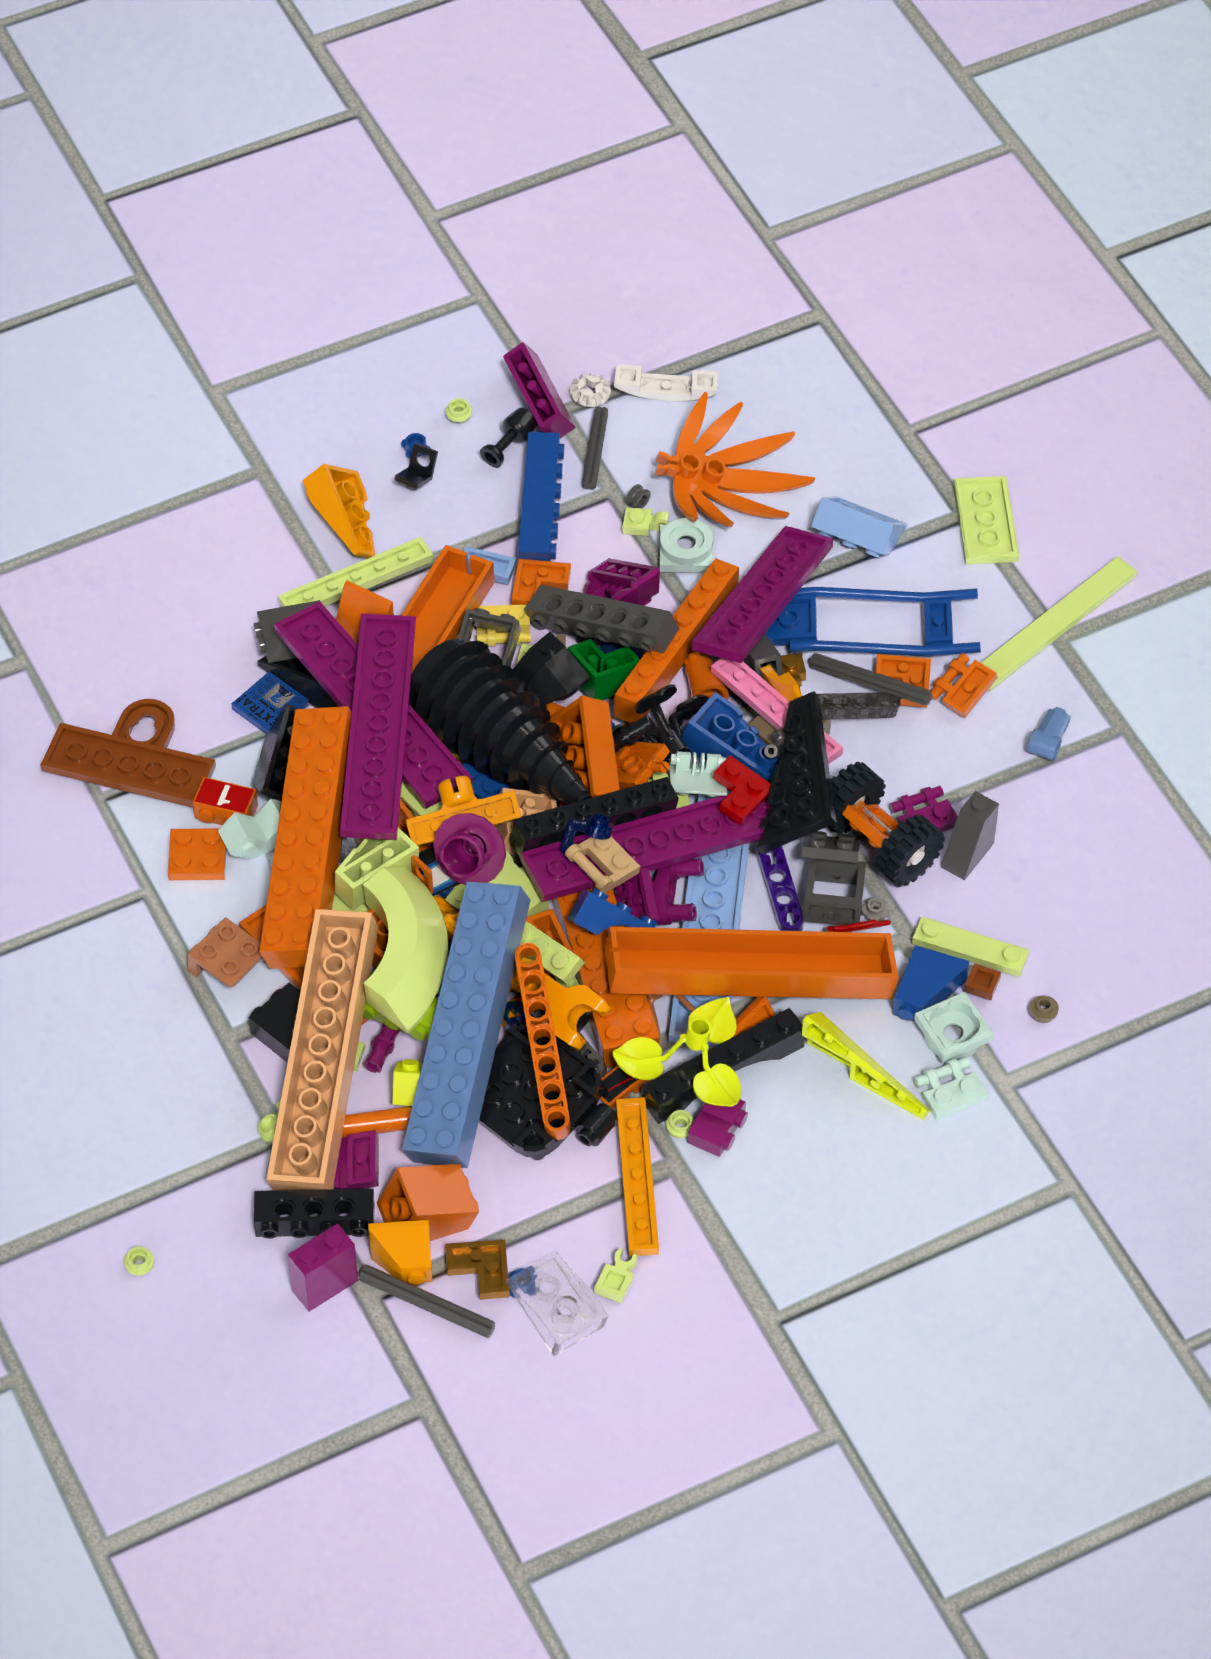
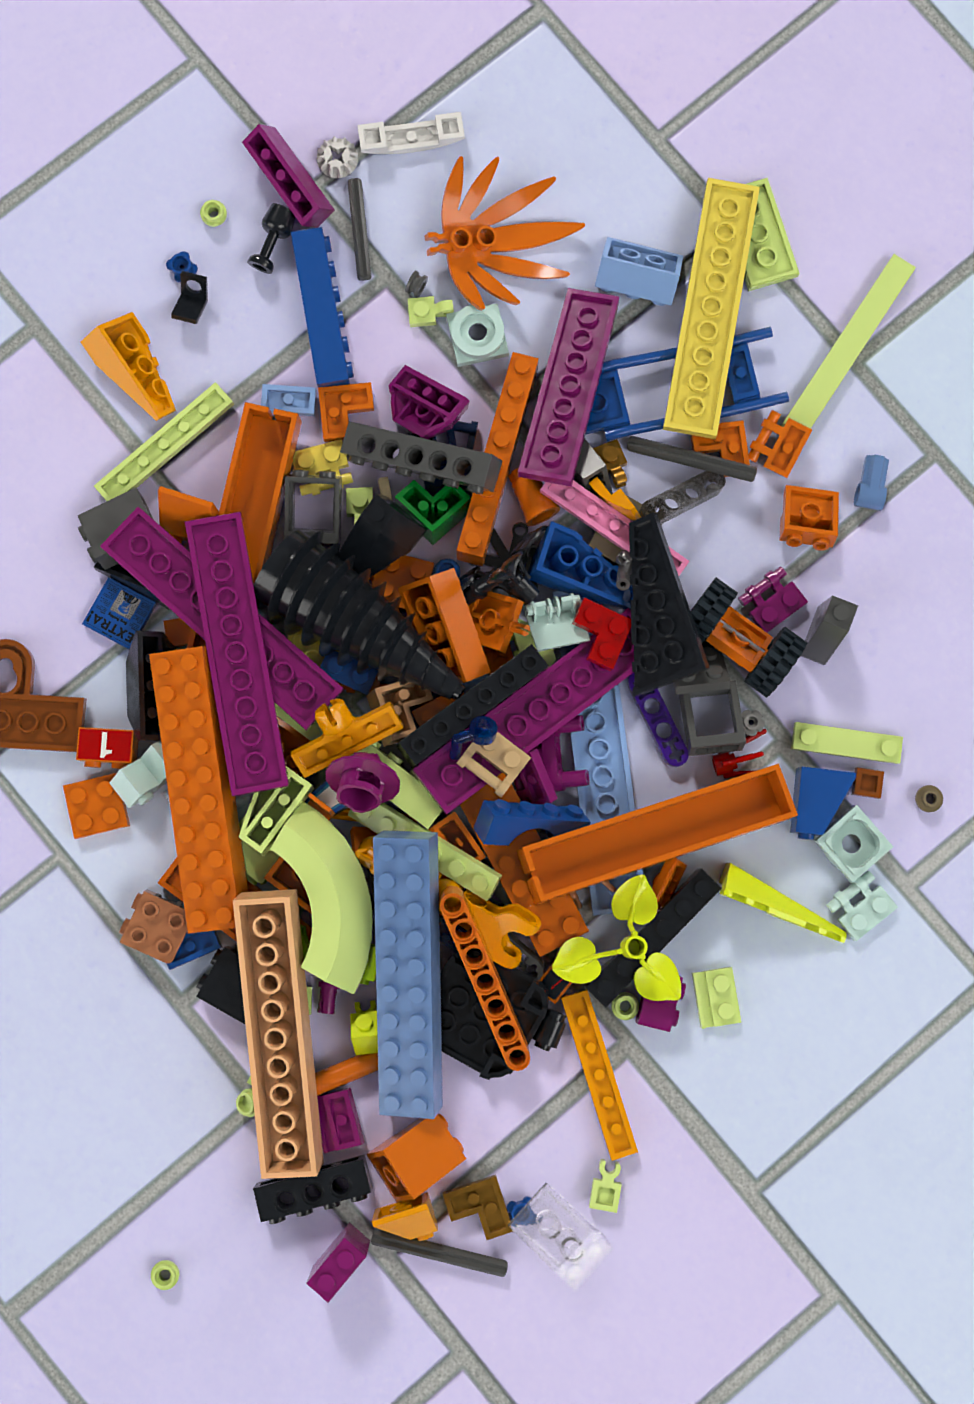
camera: 20 degrees left, 30 degrees up
(256, 985) = (195, 946): none -> blue plate
(778, 1137) = (716, 997): none -> yellowish green plate
(920, 562) = (711, 308): none -> light yellow plate
(977, 749) = (809, 517): none -> orange plate

